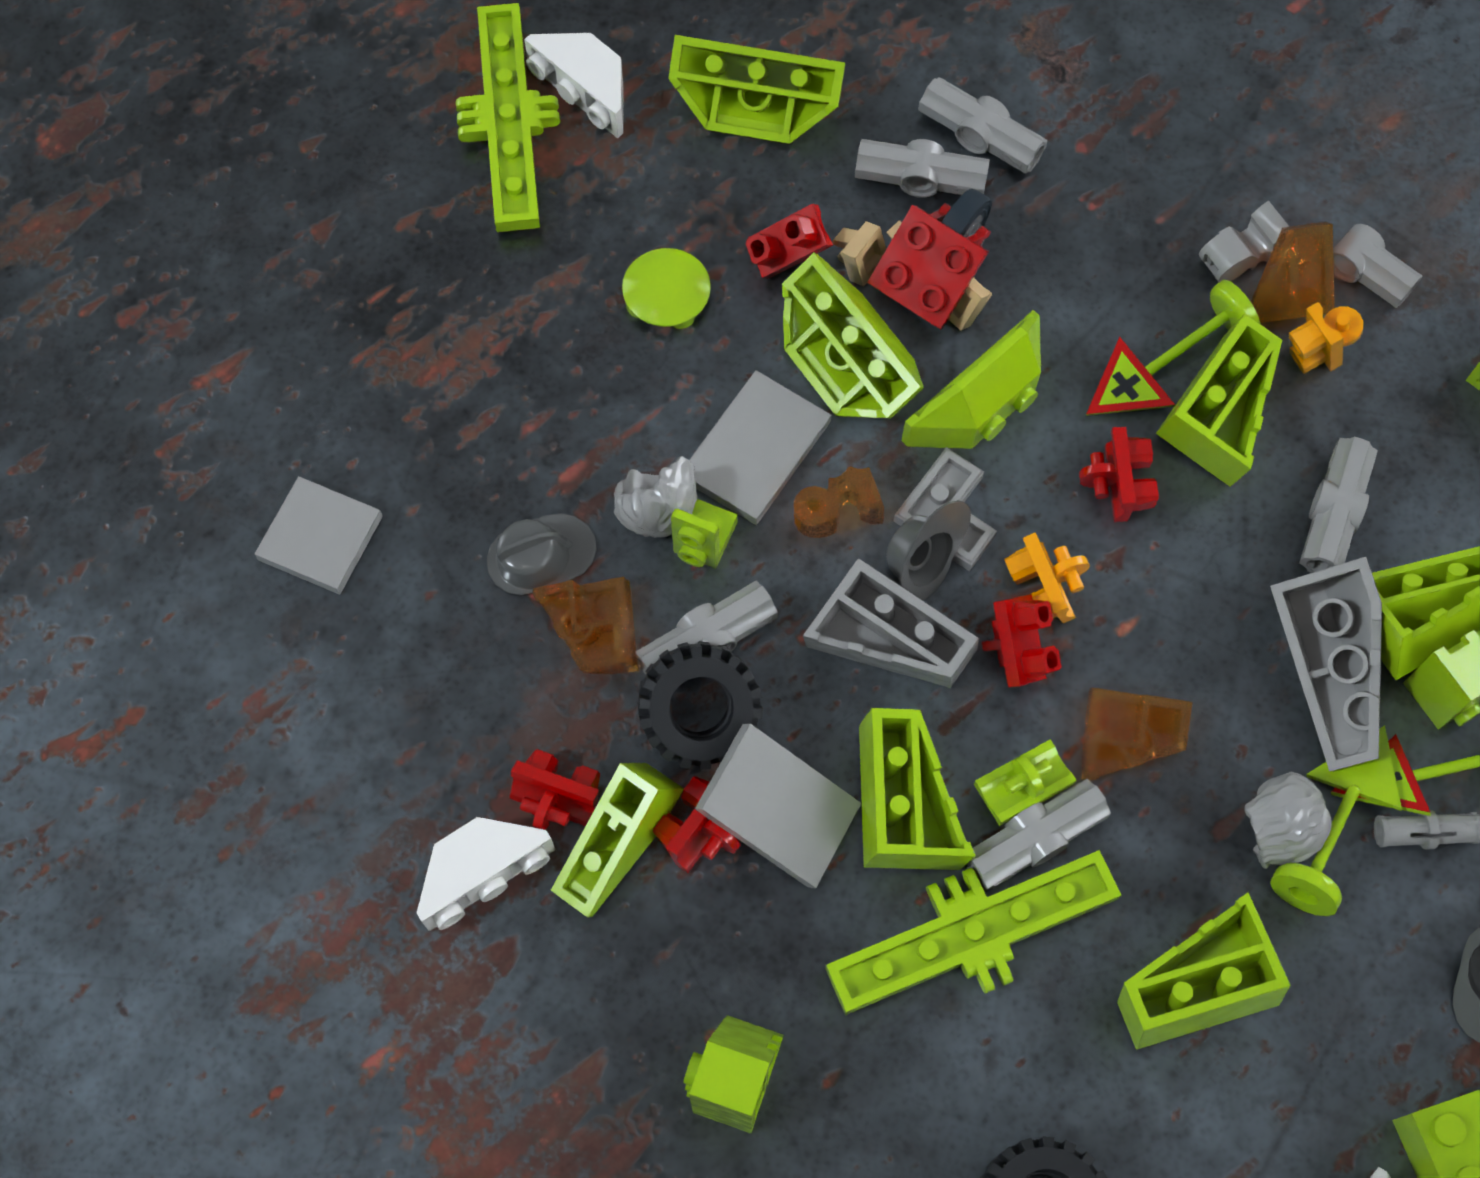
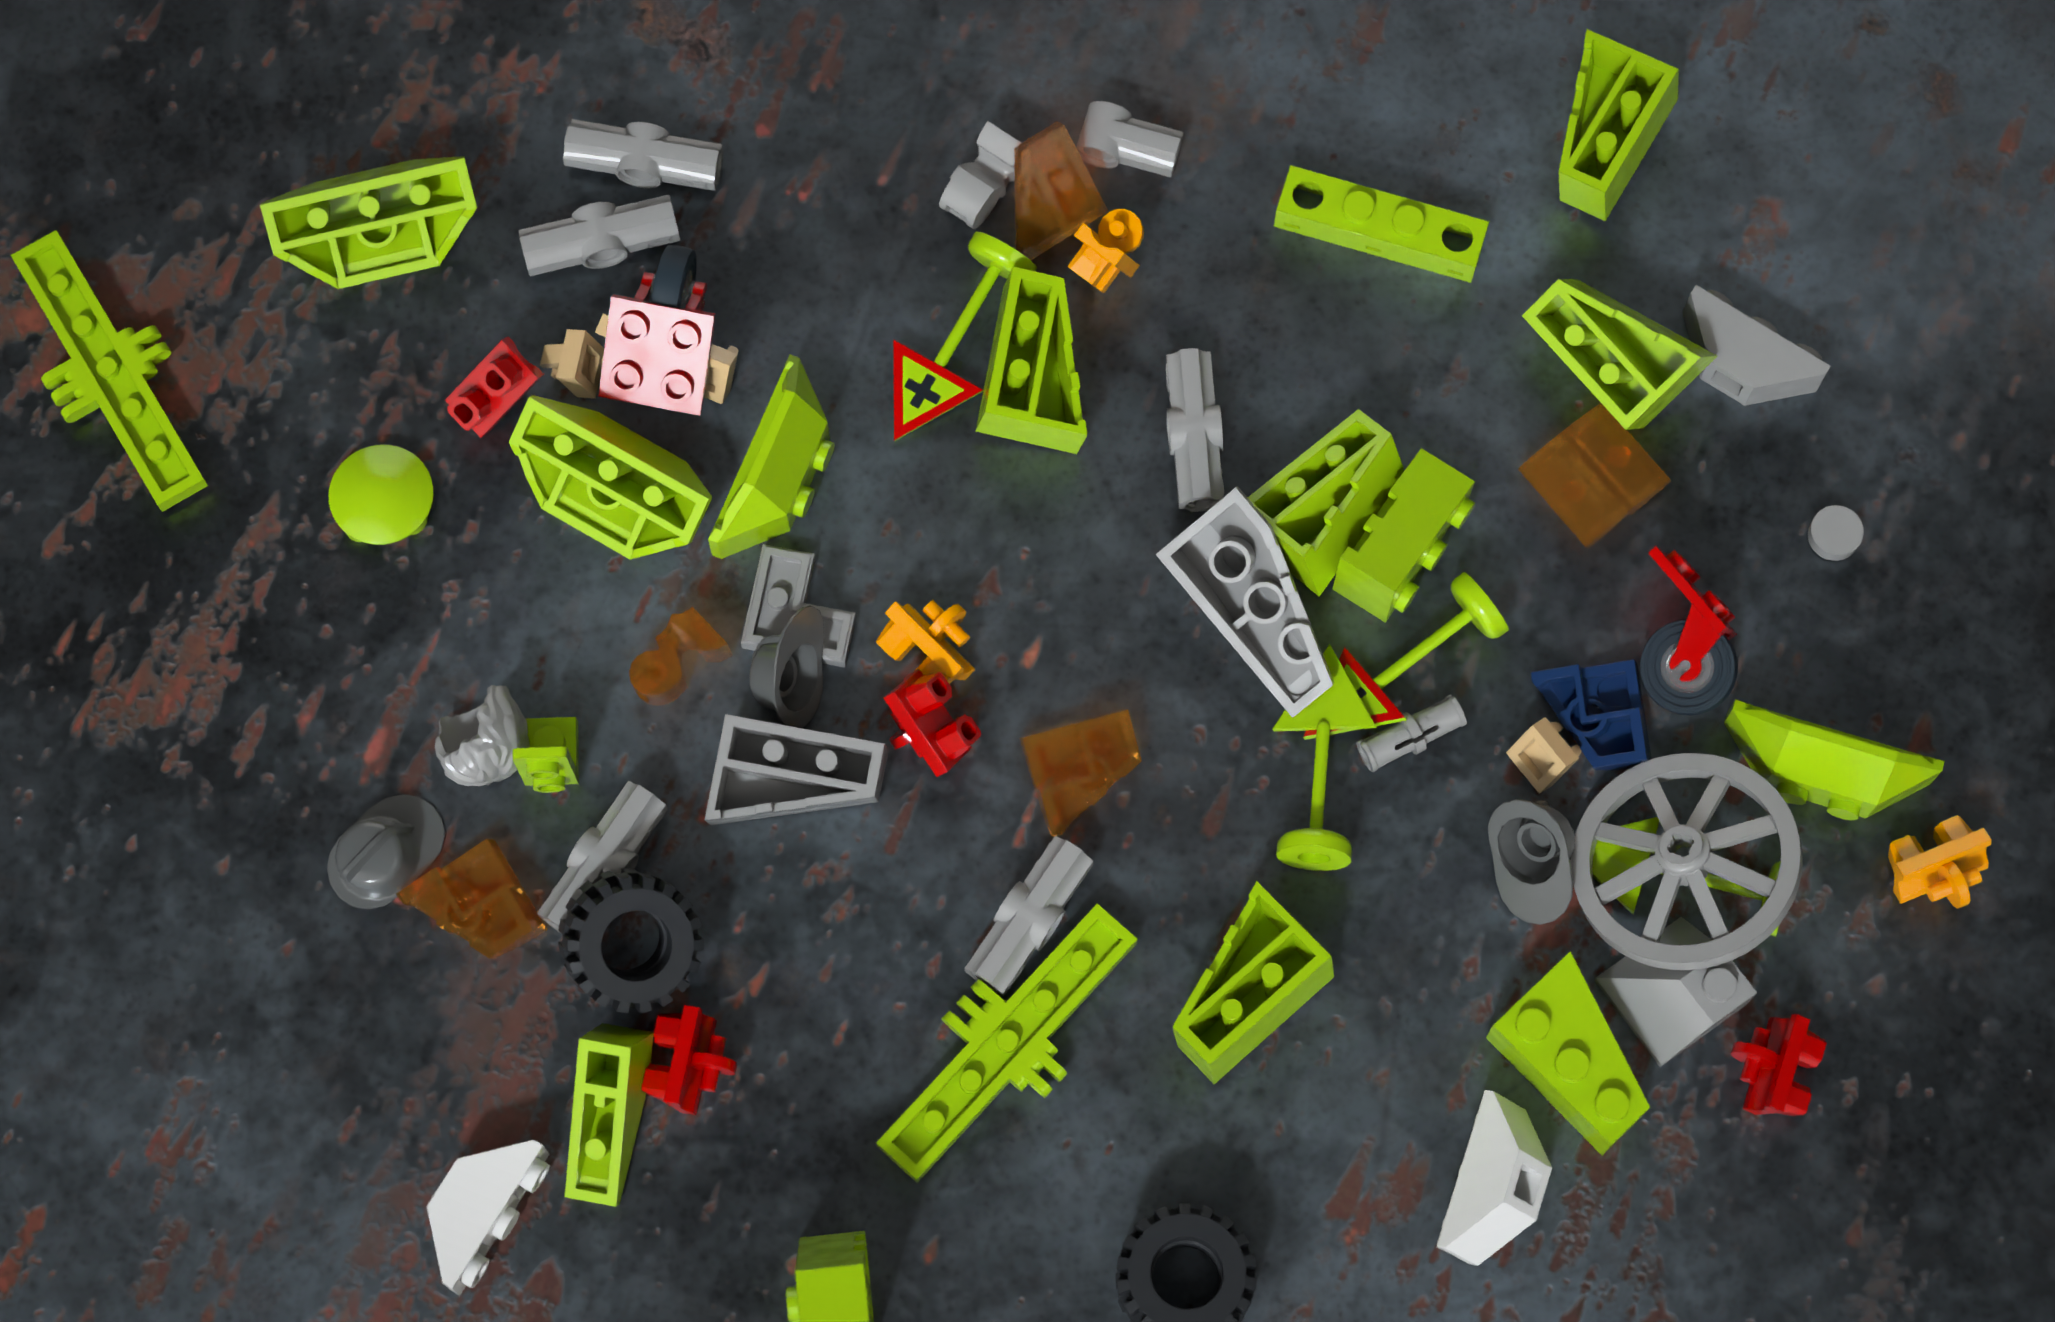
camera: 25 degrees left, 5 degrees up
(318, 535) = (136, 939): light grey tile -> none
(552, 795) = (521, 1101): red hips -> none
(583, 74) = (172, 285): white slope -> none
(757, 446) = (561, 631): light grey tile -> none
(778, 805) = (758, 1006): light grey tile -> none
(904, 797) = (880, 939): lime wedge -> none
(1024, 782) = (994, 868): lime hips -> none
(1121, 457) = (951, 472): red hips -> none
(1288, 820) = (1268, 789): light grey hair -> none

